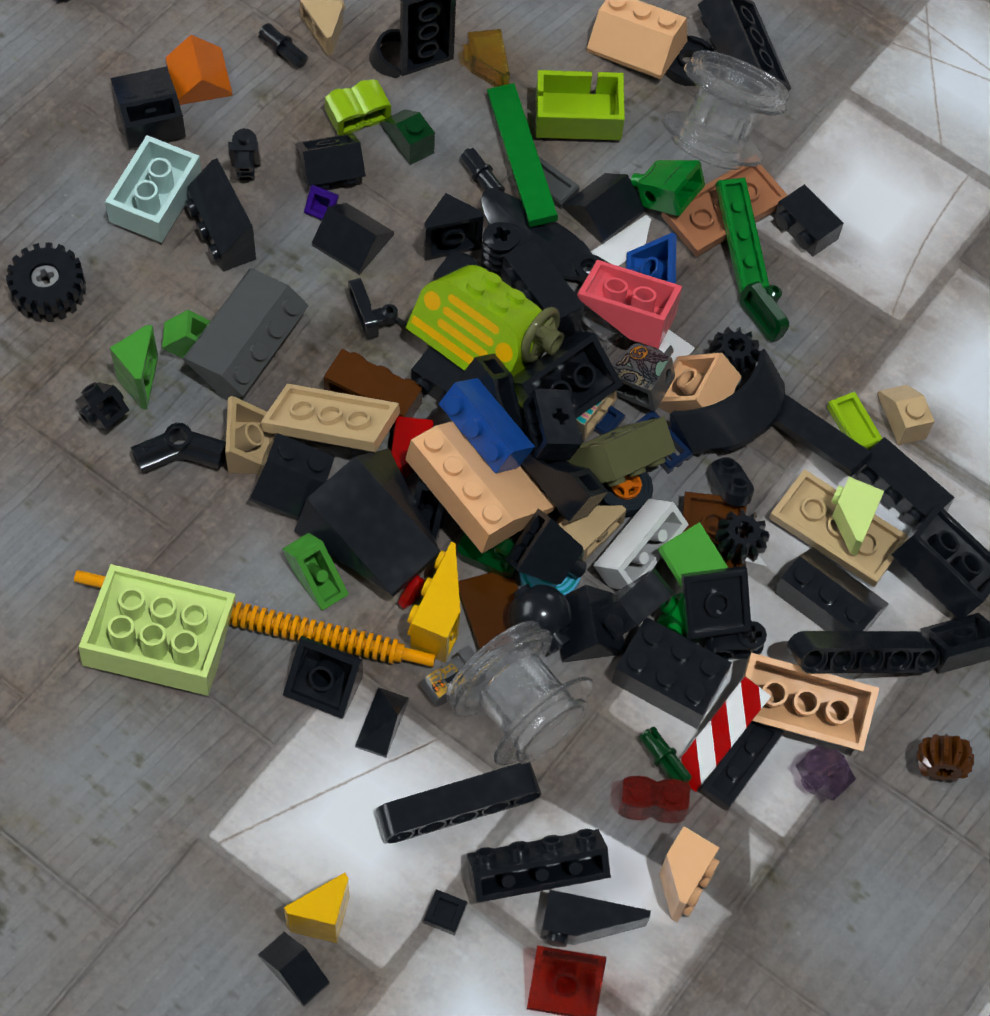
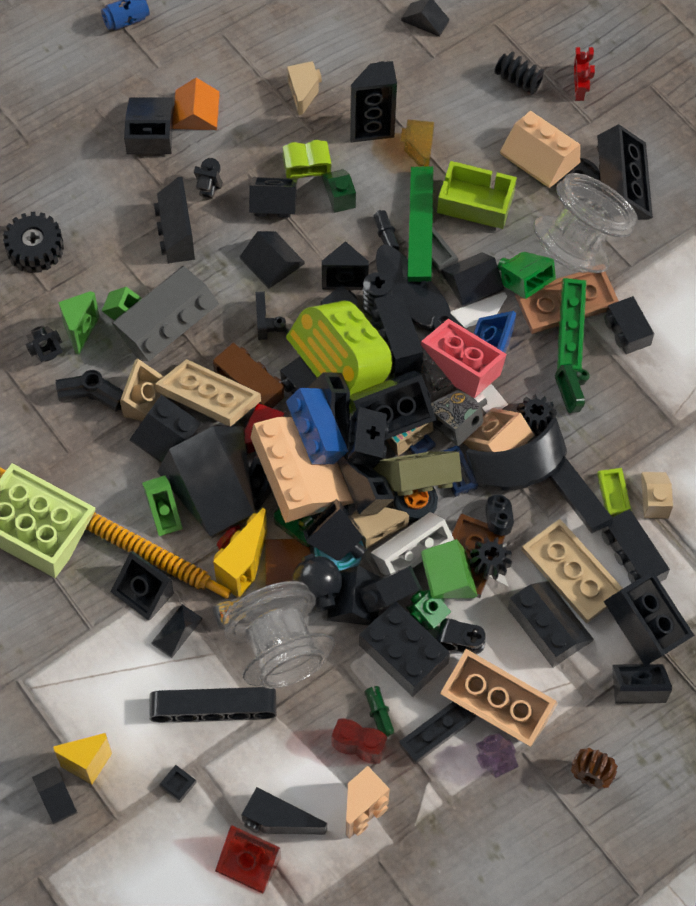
camera: 20 degrees right, 0 degrees up
(153, 188) = (131, 189): light aqua brick -> none
(282, 45) = (265, 99): black axle -> none
(318, 201) = (254, 224): dark purple slope -> none
(376, 58) = (334, 128): black helmet -> none
(538, 865) = (254, 766): black brick -> none
(545, 337) = (384, 370): olive piece -> none
(716, 602) = (450, 603): black tile -> none
(723, 731) = (427, 703): sticker -> none
(855, 510) = (587, 560): yellowish green slope -> none
(863, 652) = (555, 670): black beam -> none

